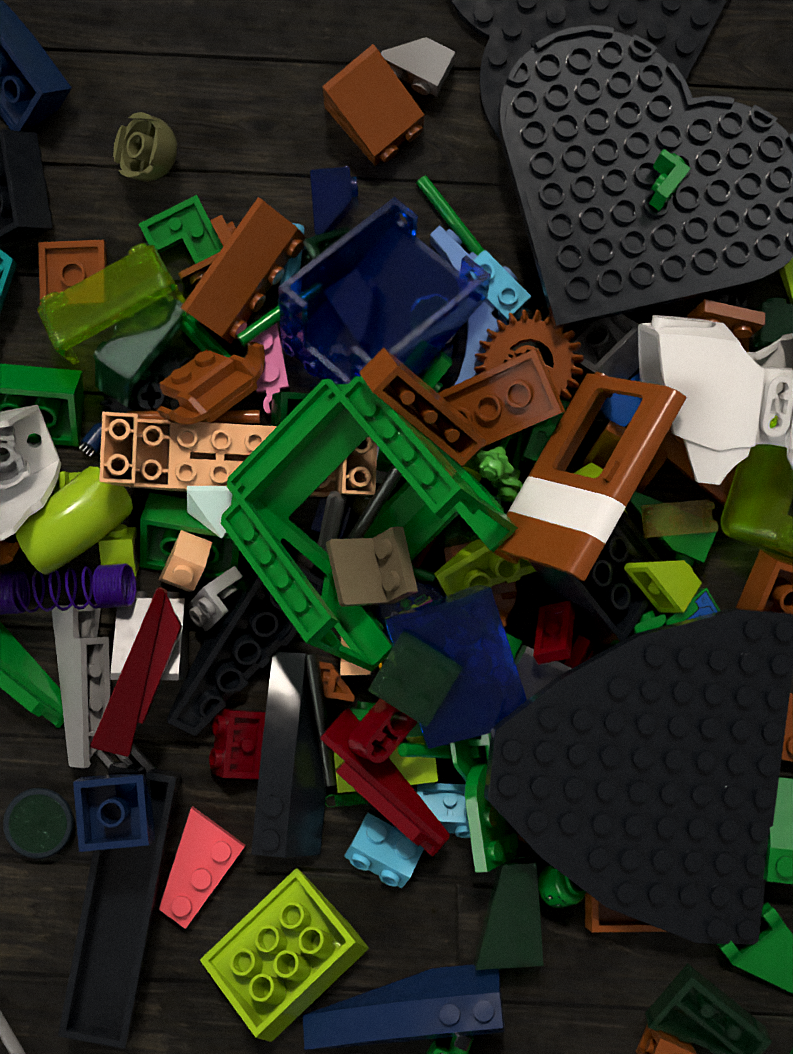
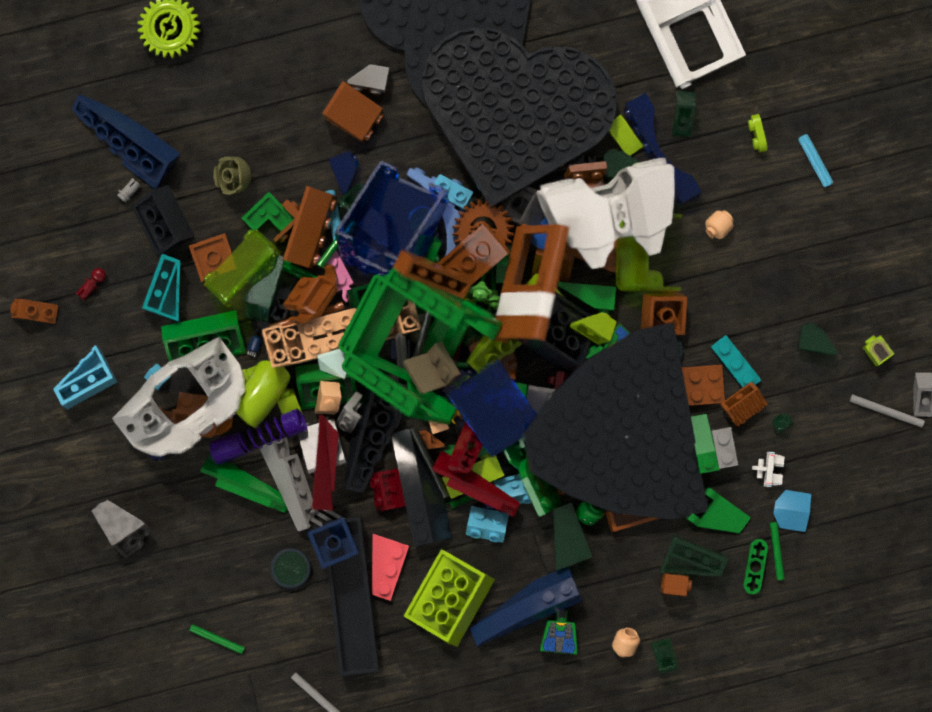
camera: 10 degrees left, 0 degrees up
(415, 678) = (473, 420): clear green plate -> none
(422, 751) = (491, 460): green bar -> none
(449, 215) = (414, 159): green bar -> none
(554, 632) = (541, 373): dark red plate -> none
(673, 173) = (527, 110): green bracket -> none
(678, 519) = (591, 290): clear yellow hinge -> none

